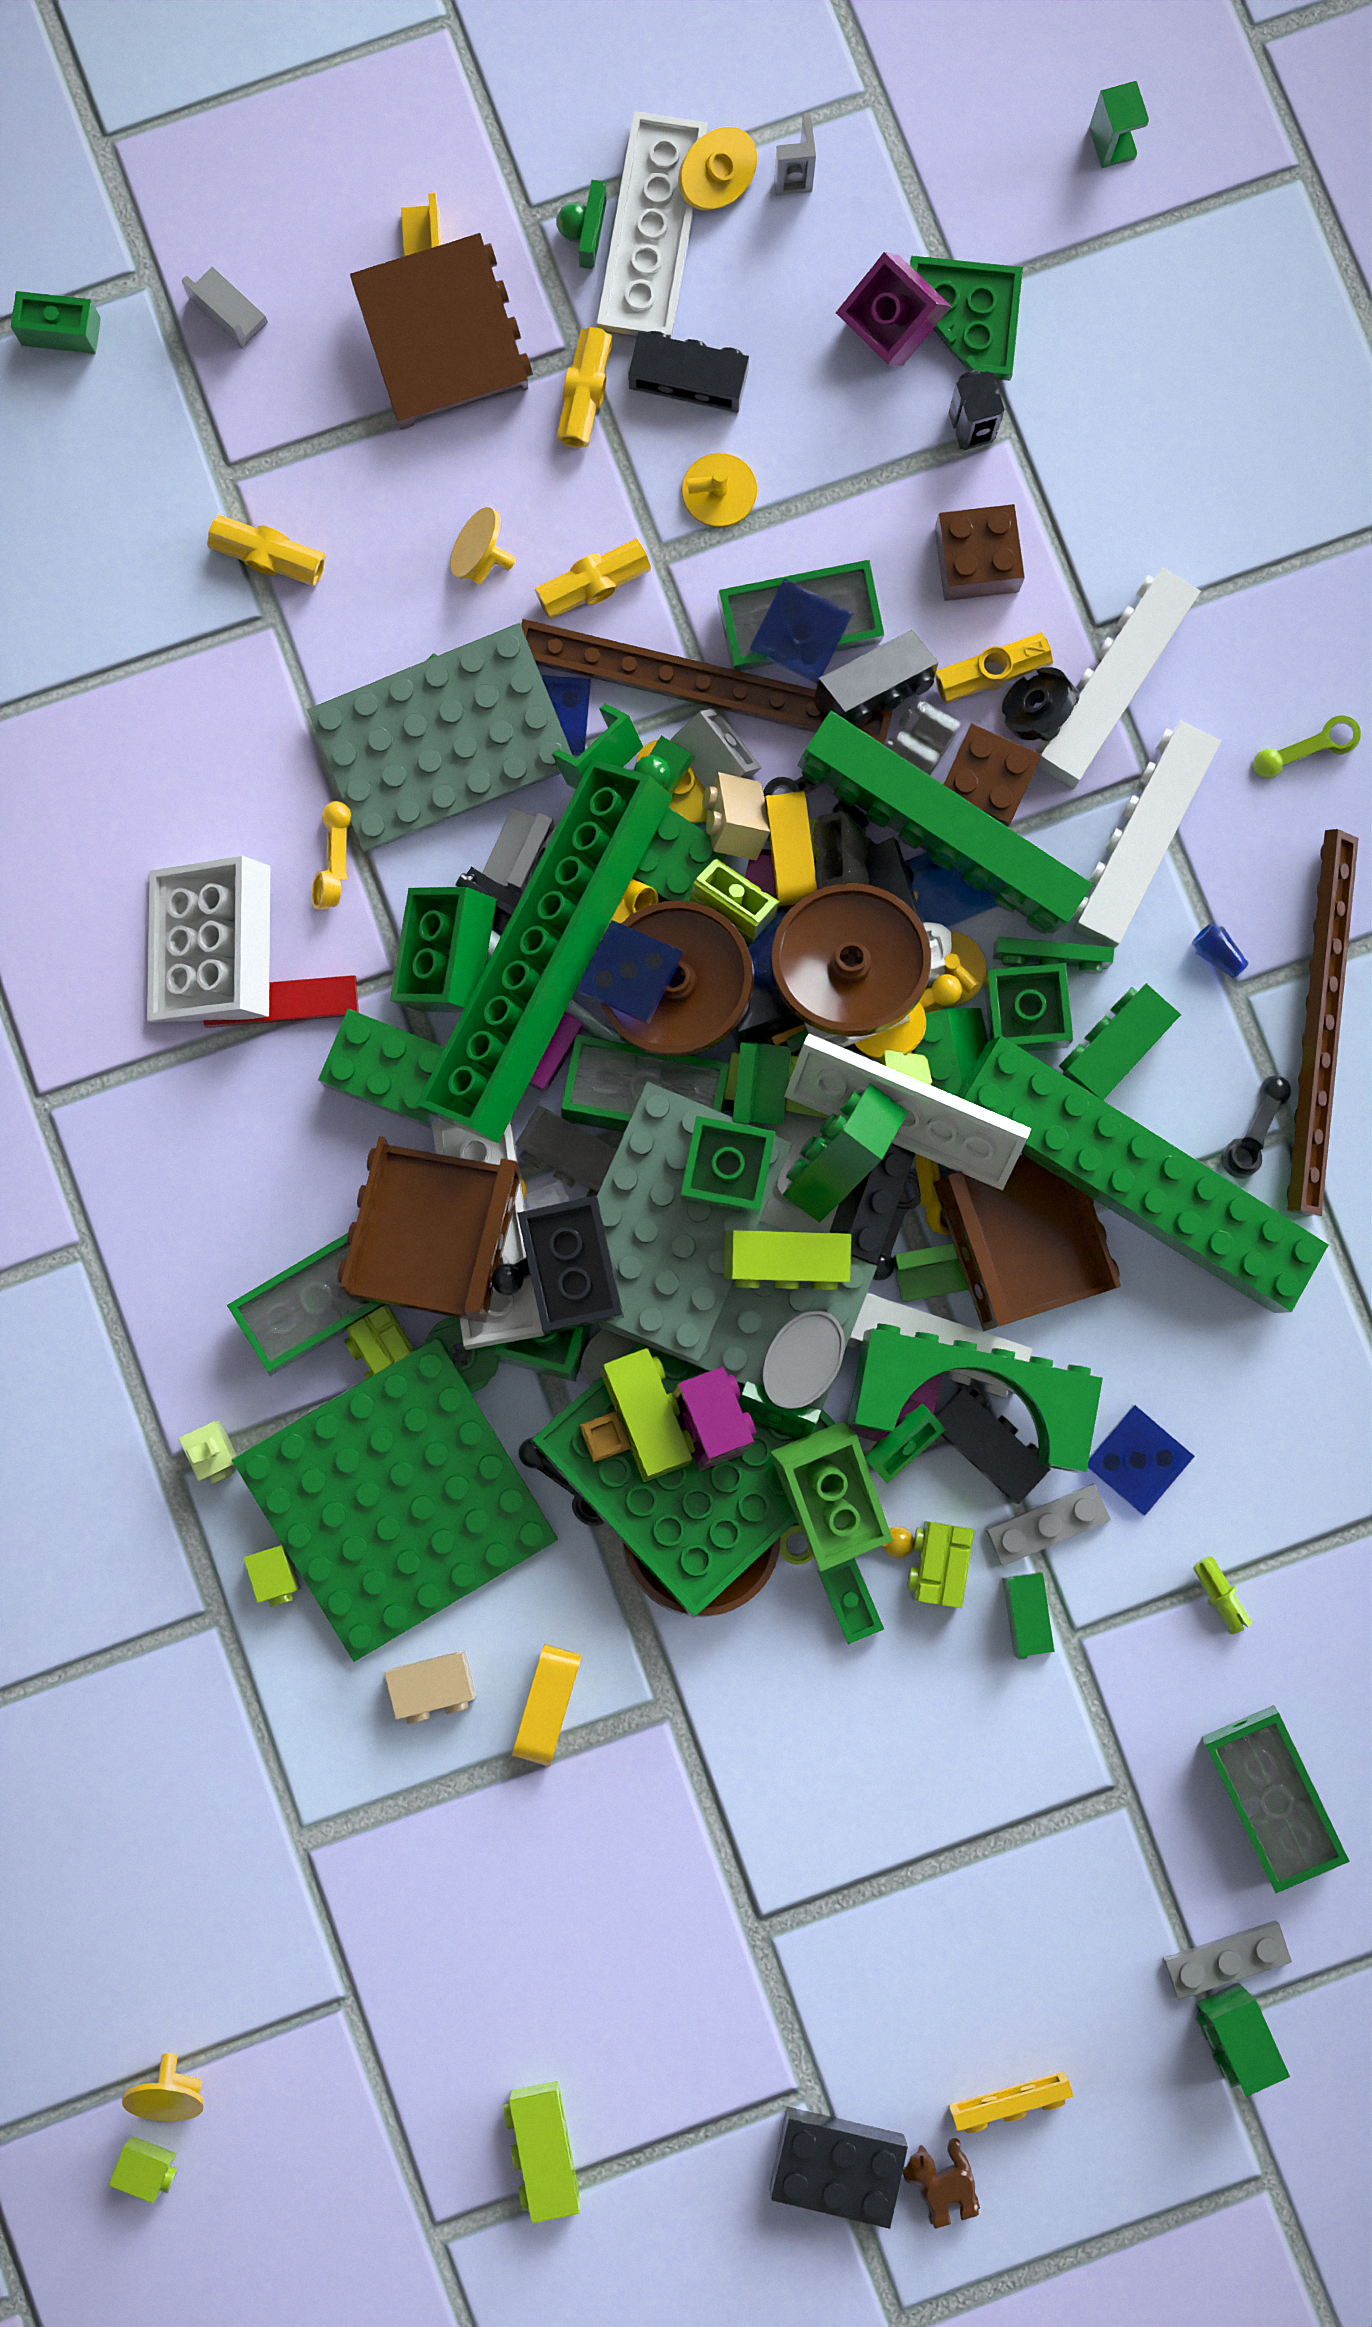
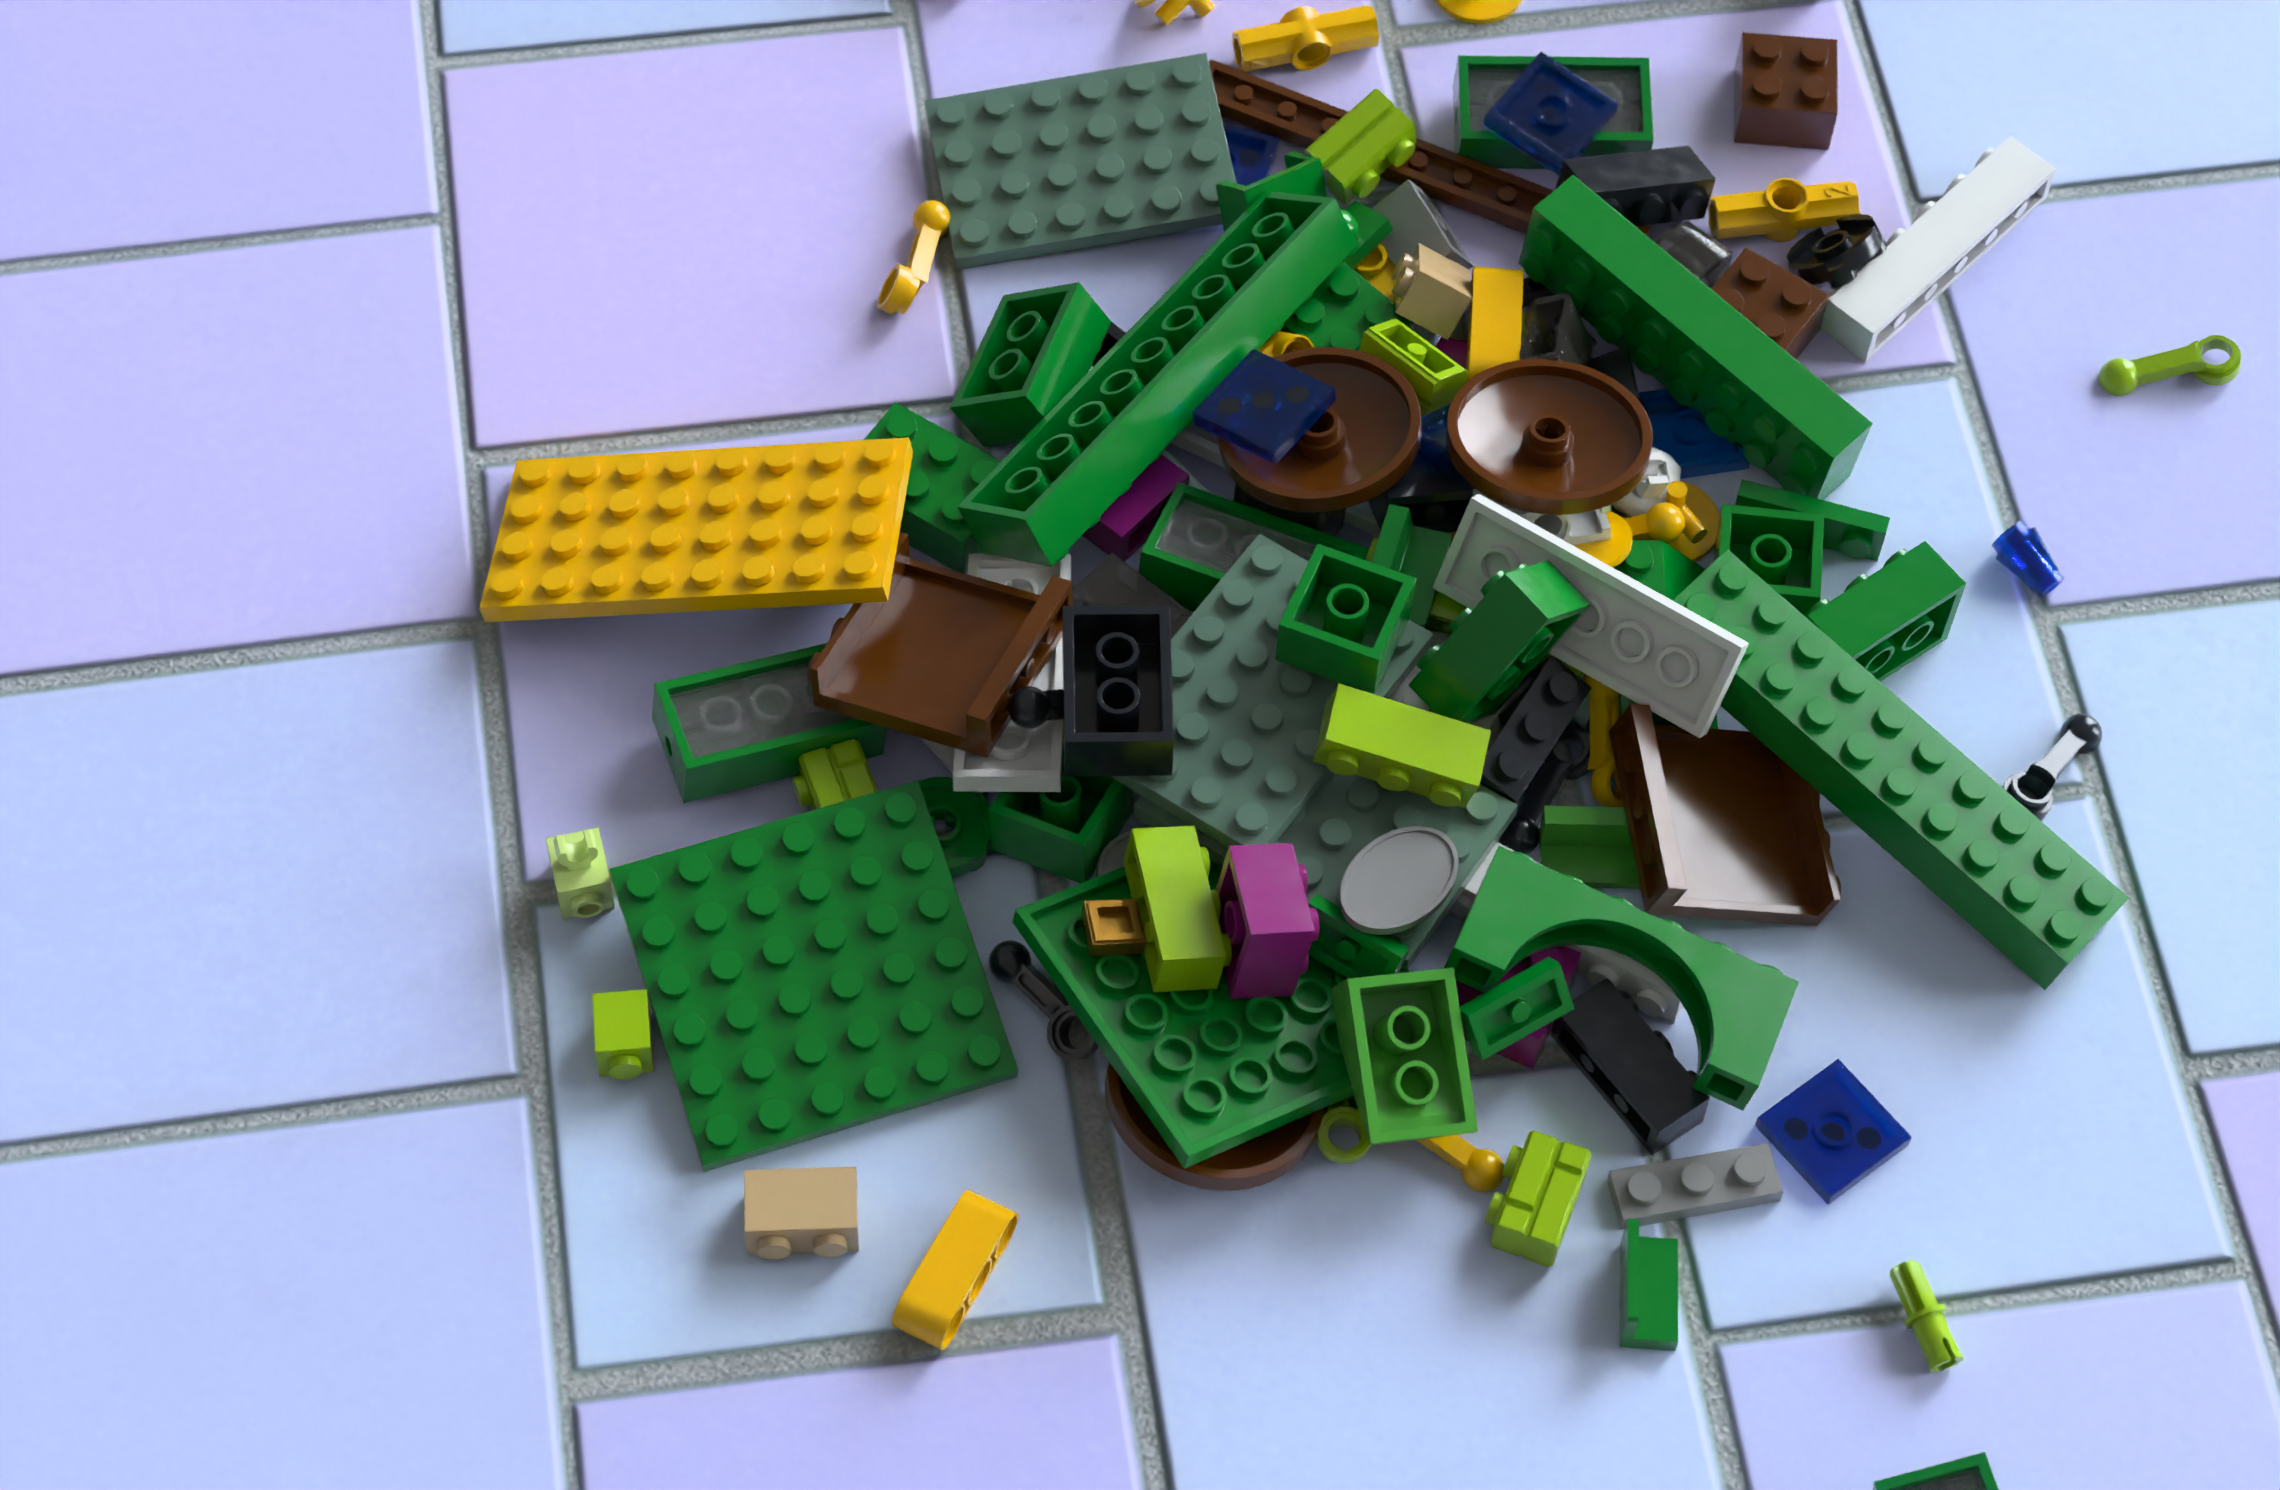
camera: 10 degrees right, 25 degrees down
(209, 941) = (739, 315): white slope -> none
(227, 1158) = (699, 530): none -> yellow plate
(304, 1001) = (801, 399): red tile -> none
(518, 849) = (1146, 287): light grey panel -> none
(658, 689) = (1364, 146): none -> lime brick
(851, 1601) = (1403, 1220): green plate -> none
(1146, 834) = (1951, 413): white brick -> none
(1323, 1023) = (2152, 665): reddish brown plate -> none

